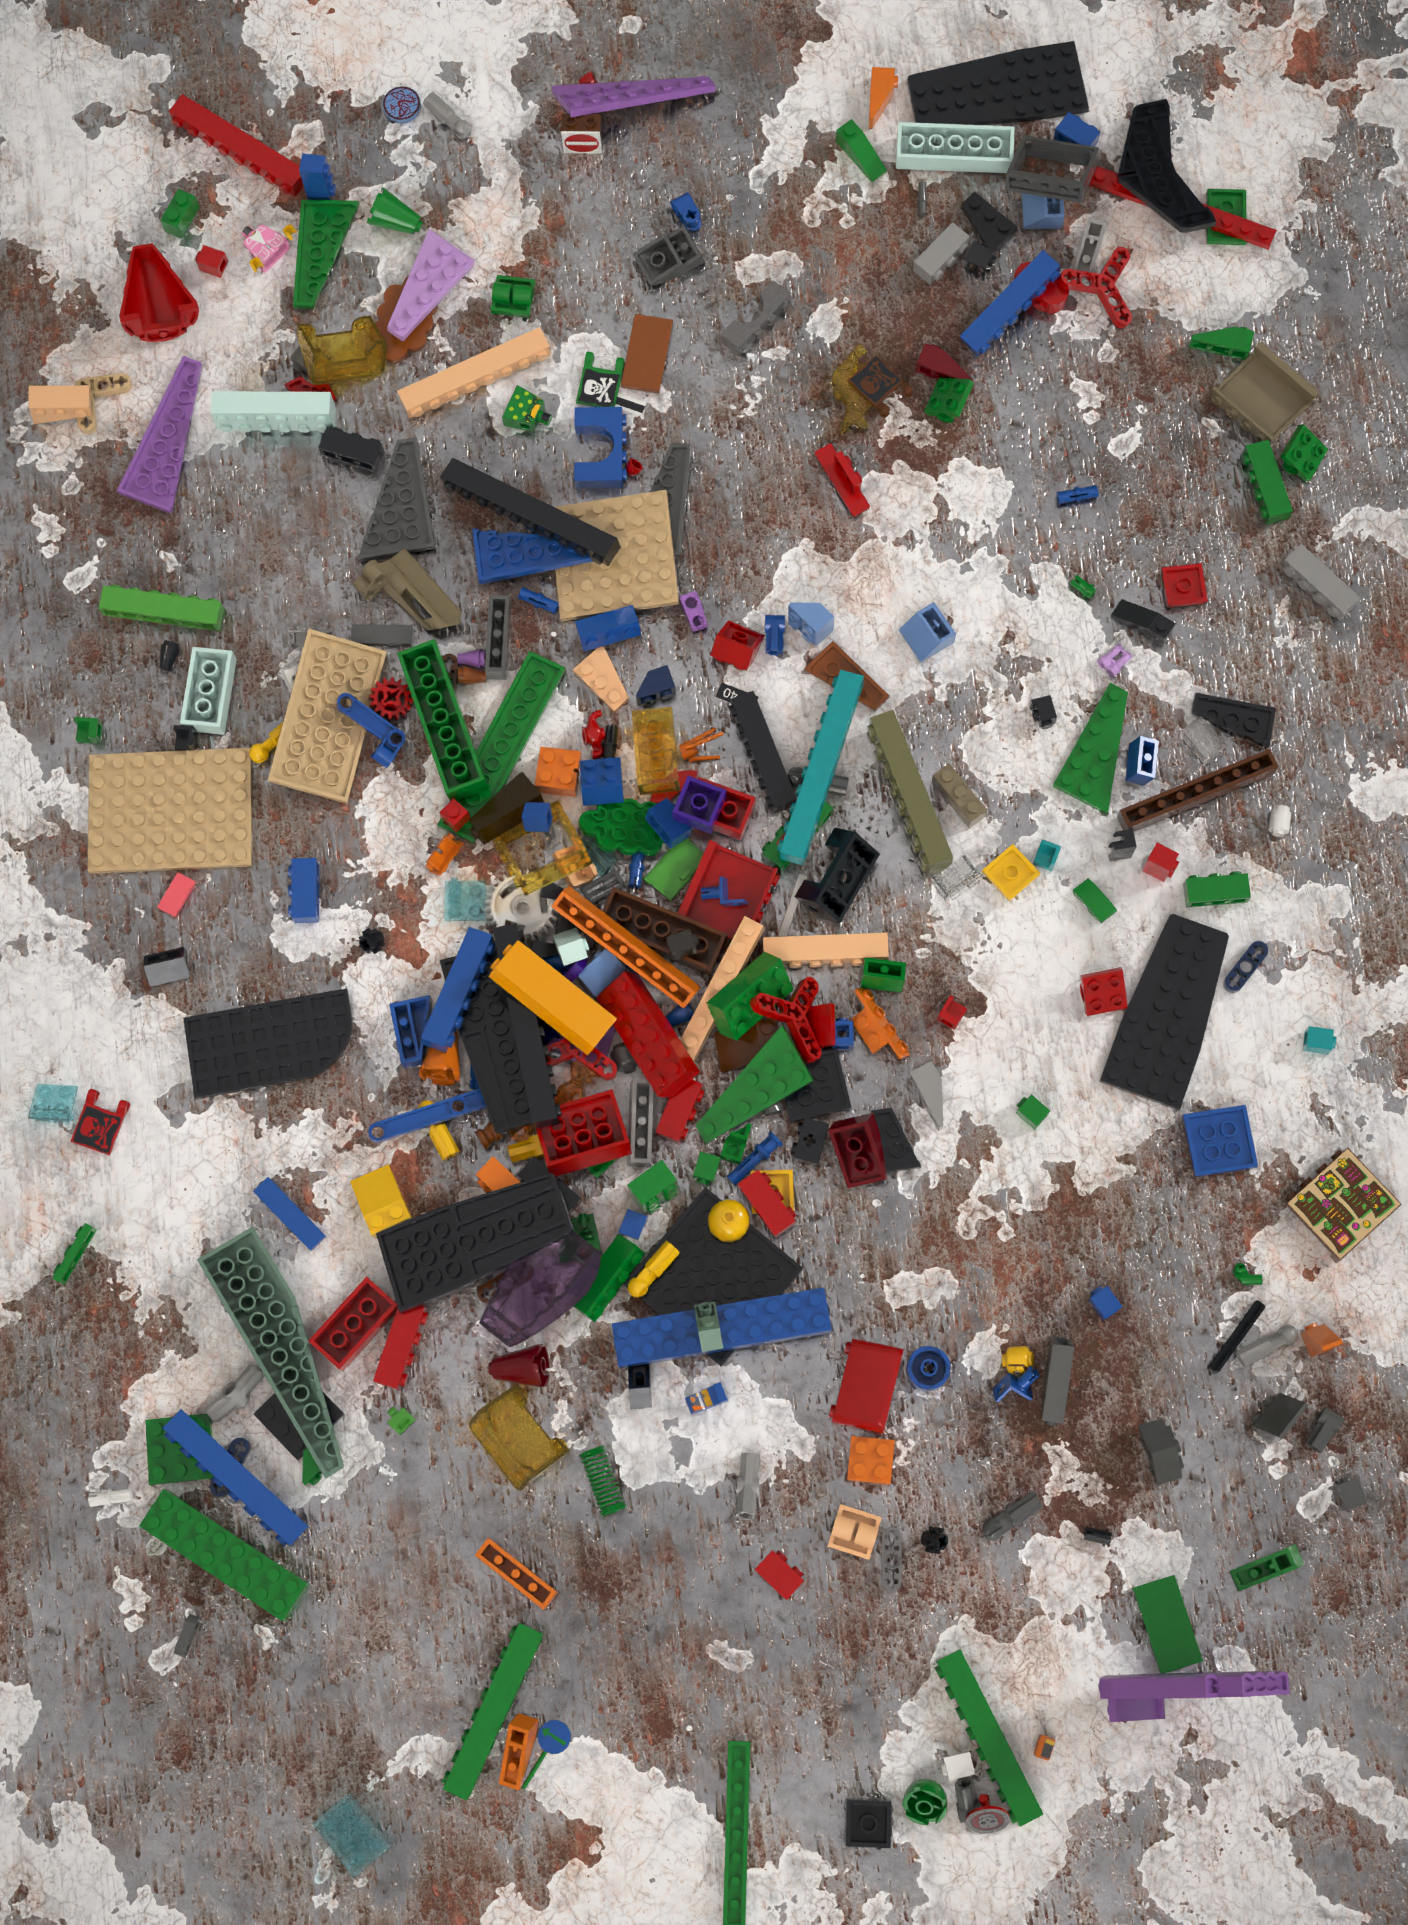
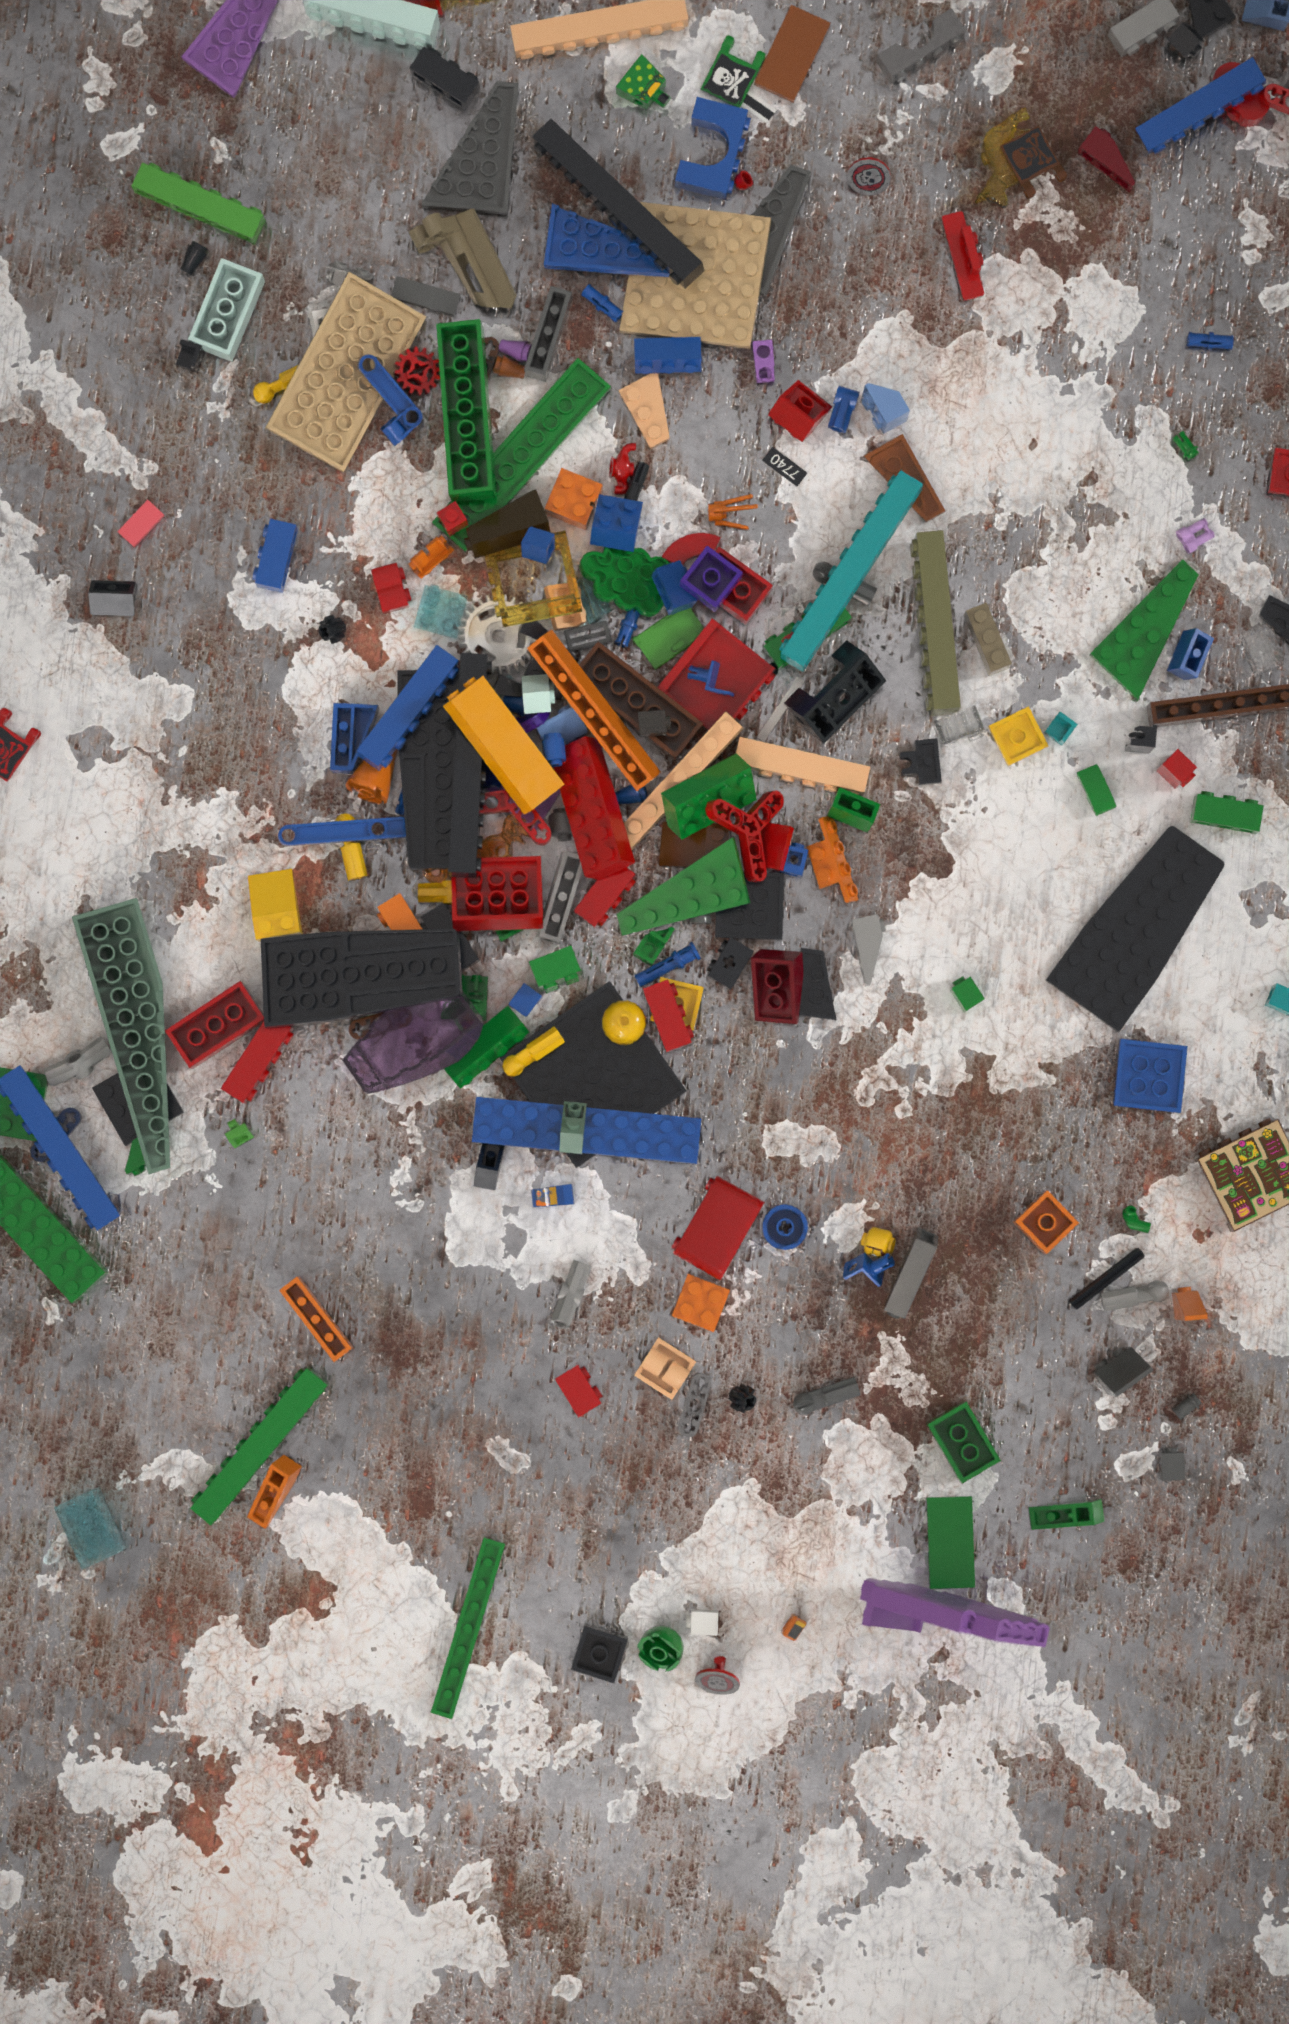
camera: 10 degrees right, 10 degrees up
(88, 730) = (89, 318): green panel -> none
(170, 810) = (155, 429): tan plate -> none
(267, 1042) = (198, 707): black plate -> none
(289, 1214) = (177, 893): blue tile -> none
(414, 891) = (390, 588): none -> red brick
(488, 1135) = (400, 867): dark orange wheel -> none
(516, 1438) = (351, 1184): clear yellow windscreen -> none
(522, 1366) = (375, 1114): dark red cone -> none
(553, 1739) = (311, 1487): blue piece -> none
(599, 990) = (554, 749): none -> blue brick
(610, 1508) = (433, 1278): green piece -> none
(655, 750) = (682, 505): clear yellow brick -> none
(656, 685) = (702, 431): dark blue slope -> none
(706, 1168) = (616, 962): green brick -> none
(741, 434) = (868, 176): none -> shield
(762, 751) = (795, 535): black brick -> none
(928, 632) = (1005, 452): medium blue slope -> none
(933, 916) = (923, 762): none -> black plate
(948, 398) = (1103, 195): green plate -> none
(951, 1013) = (913, 868): red panel -> none
(966, 1797) = (702, 1655): dark grey piece -> none
(989, 1738) = (741, 1602): green brick -> none
(1043, 711) = (1103, 572): black brick -> none
(1097, 1535) = (906, 1437): black pin -> none
(1103, 991) = (1076, 889): red plate -> none
(1104, 1302) = (982, 1208): blue brick -> none
(1144, 621) = (1238, 501): black slope -> none
(1151, 1524) = (963, 1442): none -> green brick
(1161, 1451) = (995, 1372): dark grey brick -> none
(1166, 1298) = (1045, 1222): none -> orange brick
(1250, 951) = (1249, 897): dark blue beam -> none
(1326, 1426) = (1169, 1391): dark grey piece -> none
(1347, 1435) = (1187, 1406): none -> dark grey pin

